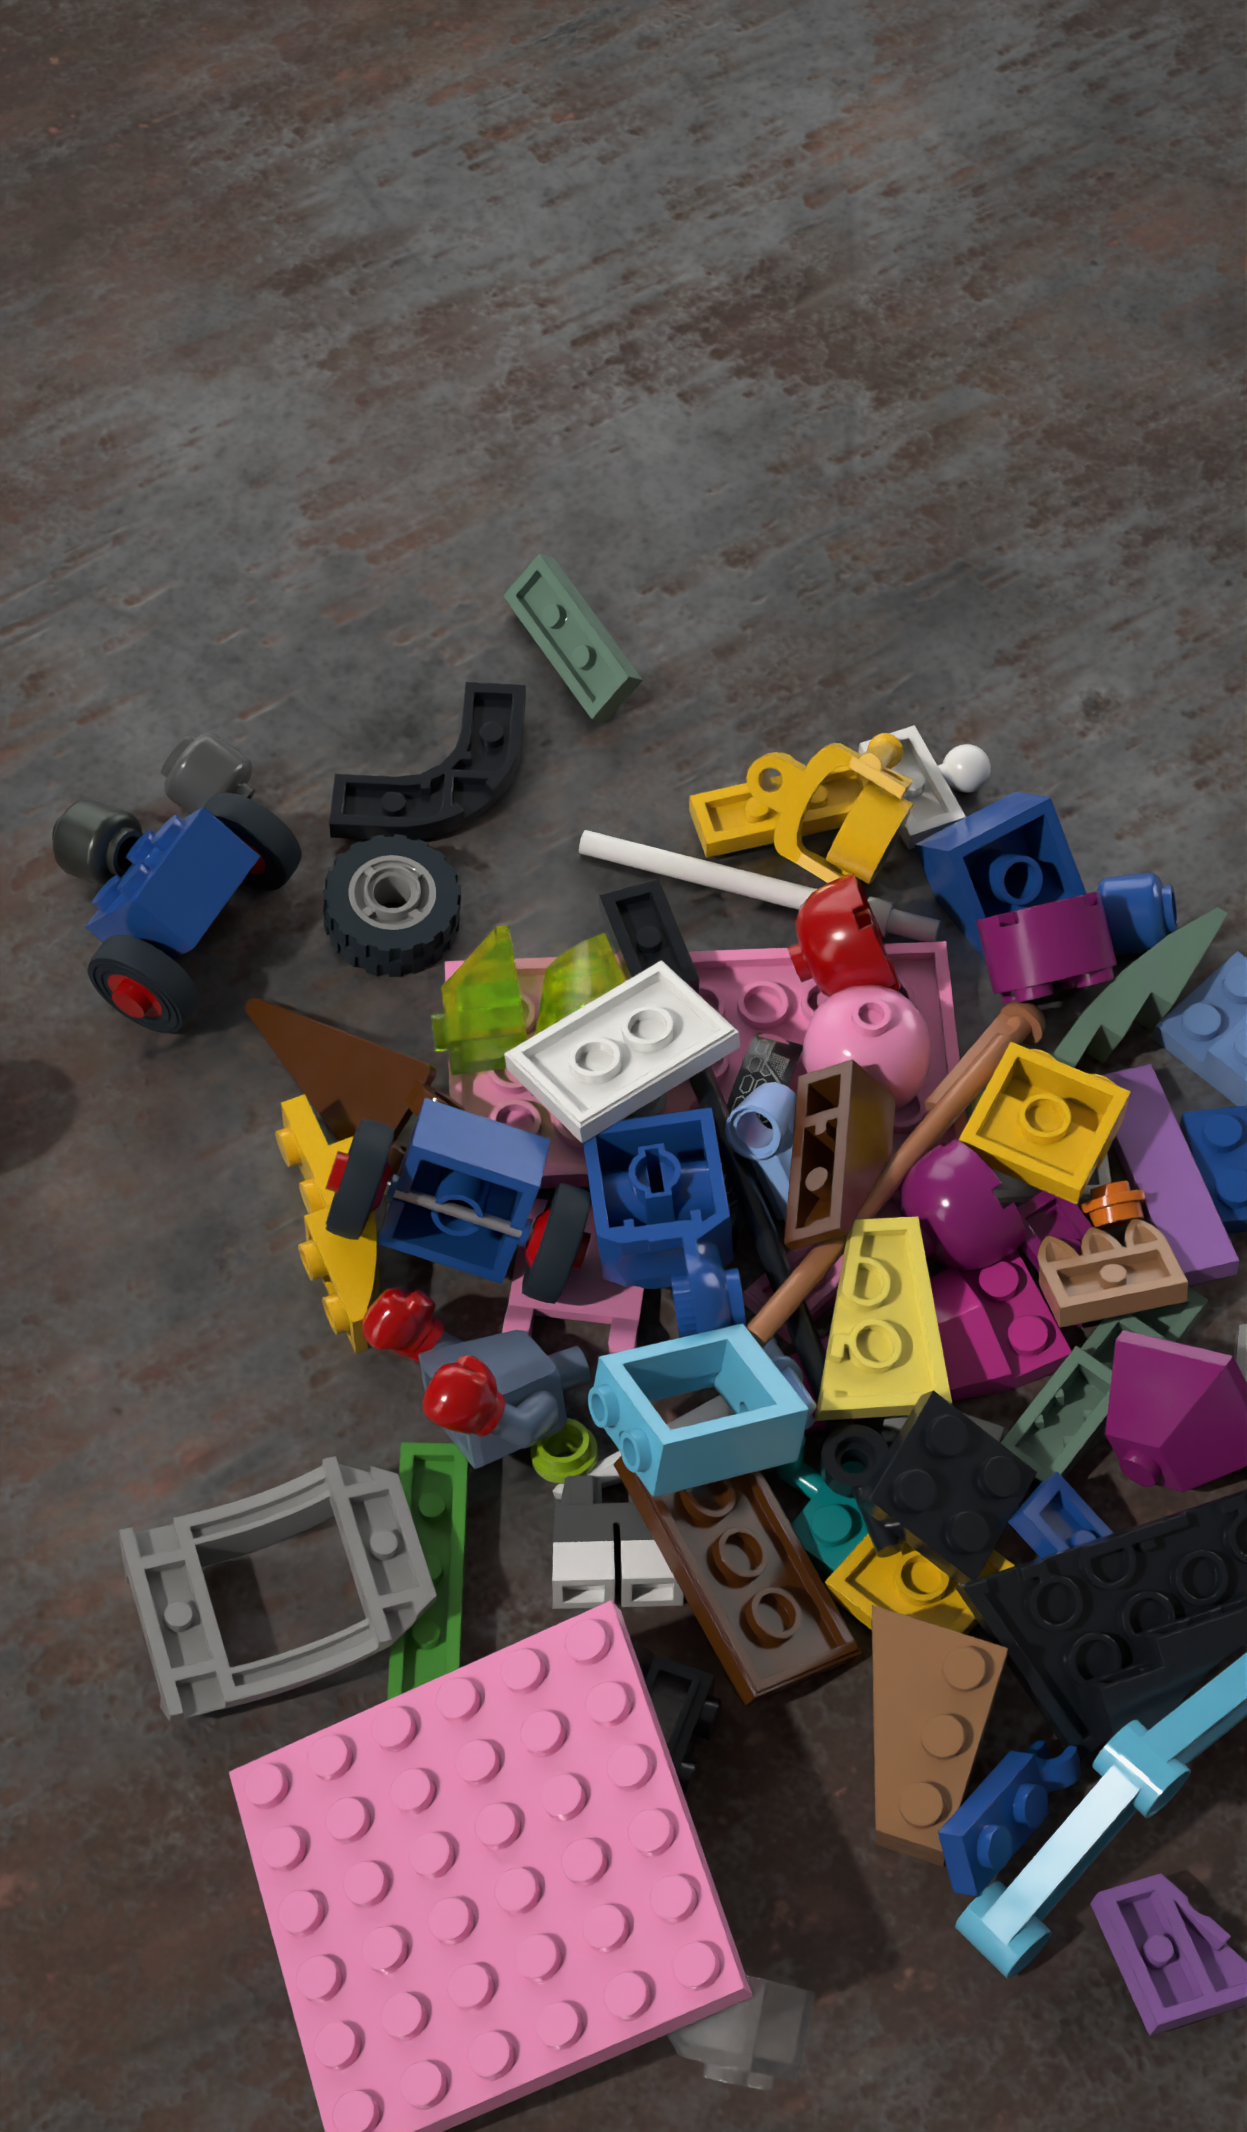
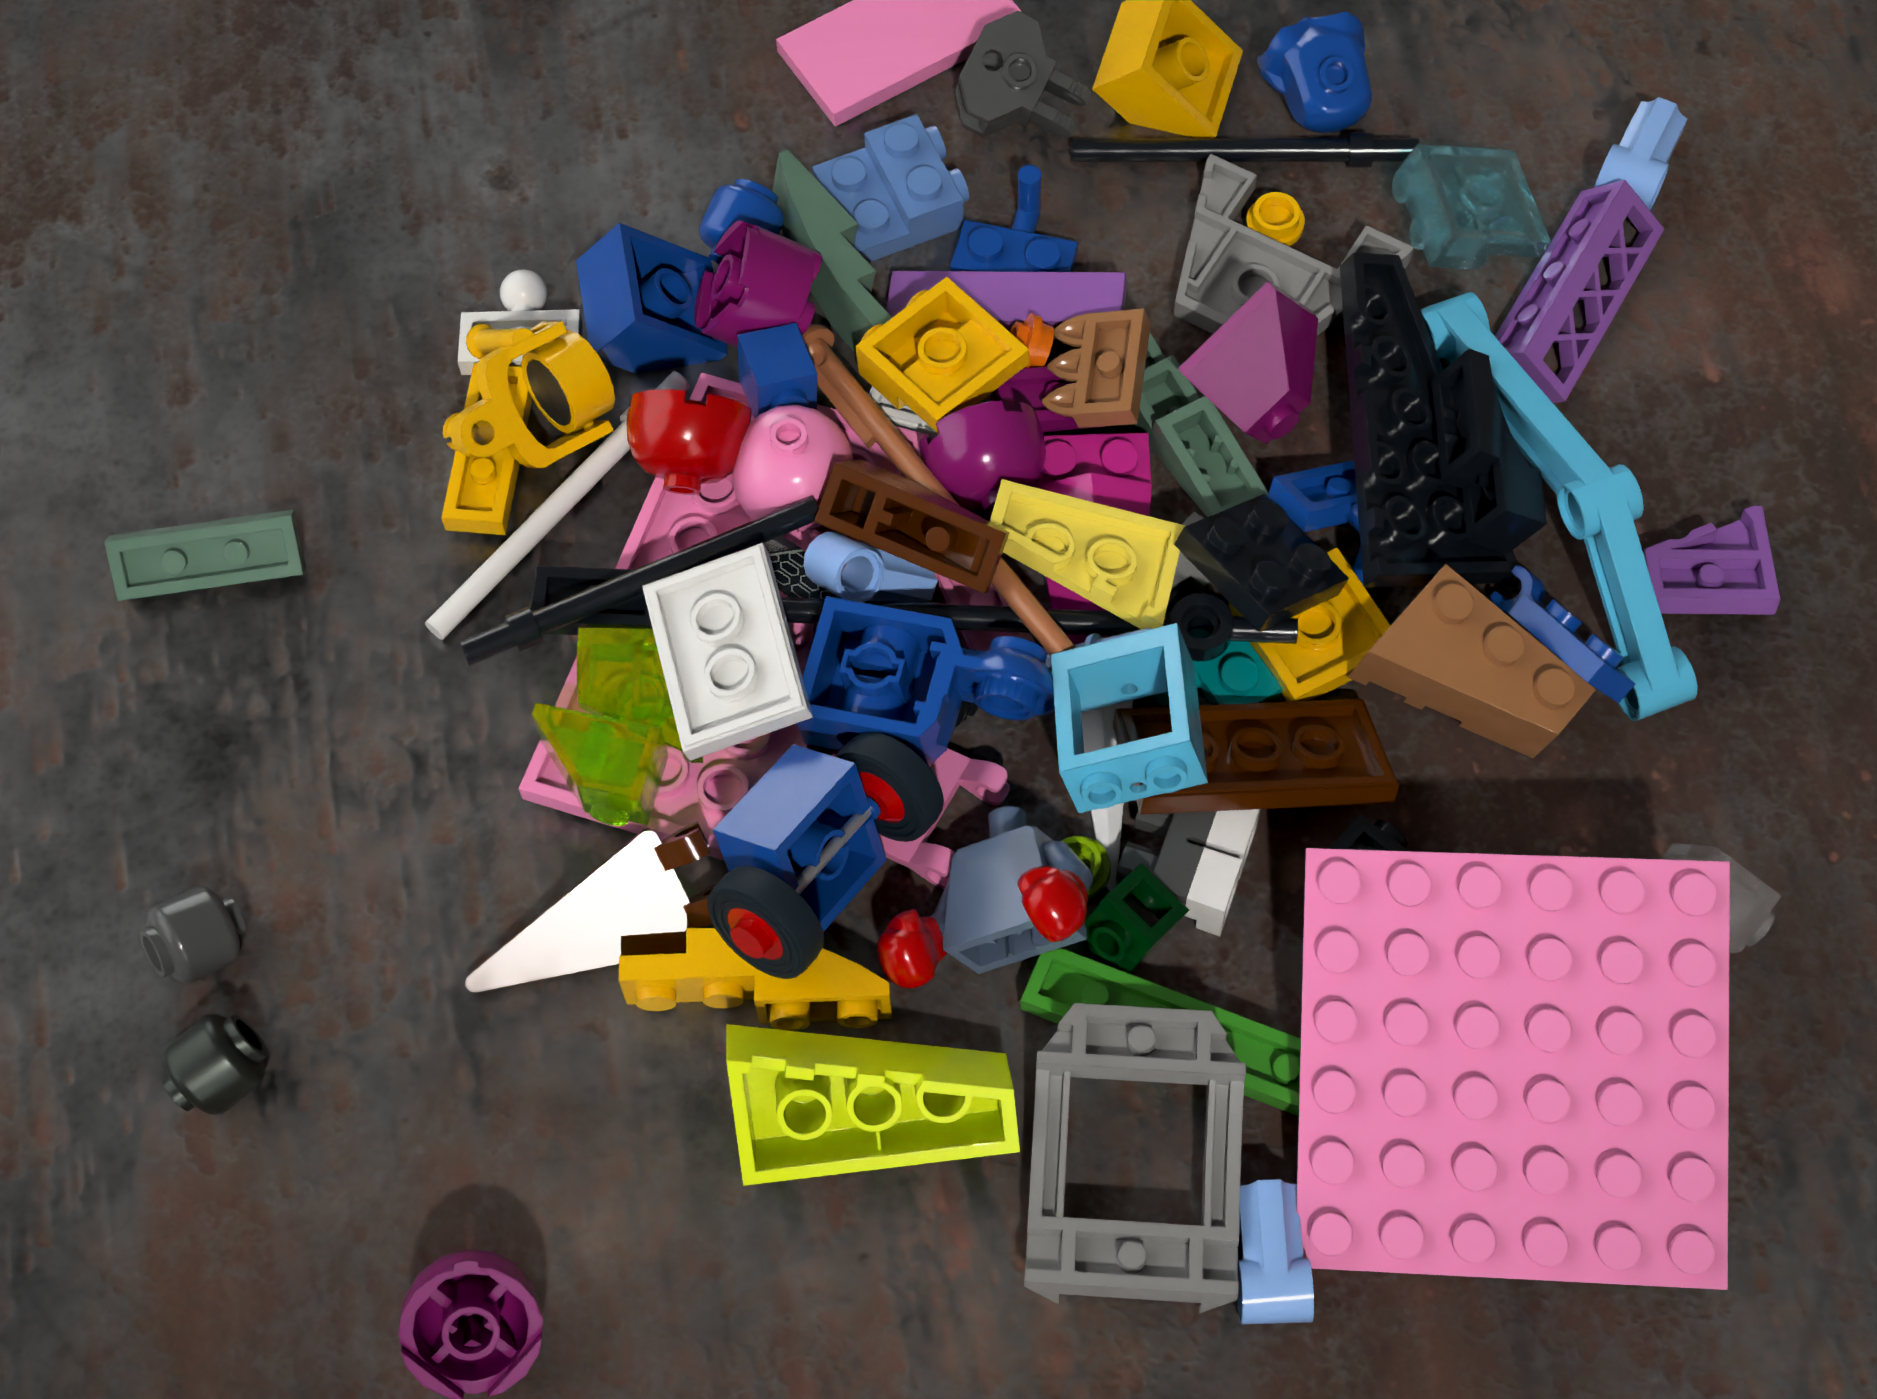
camera: 65 degrees left, 5 degrees up
(172, 898) = (340, 1002): brick -> none
(209, 1749) = (1272, 1269): none -> light blue piece
(239, 1336) = (862, 1104): none -> neon yellow wedge
(384, 937) = (436, 850): black wheel -> none
(448, 793) = (323, 717): black plate -> none
(514, 1505) = (1119, 934): none -> dark green brick
(588, 893) = (525, 628): none -> black bar
(960, 995) = (776, 369): none -> blue brick

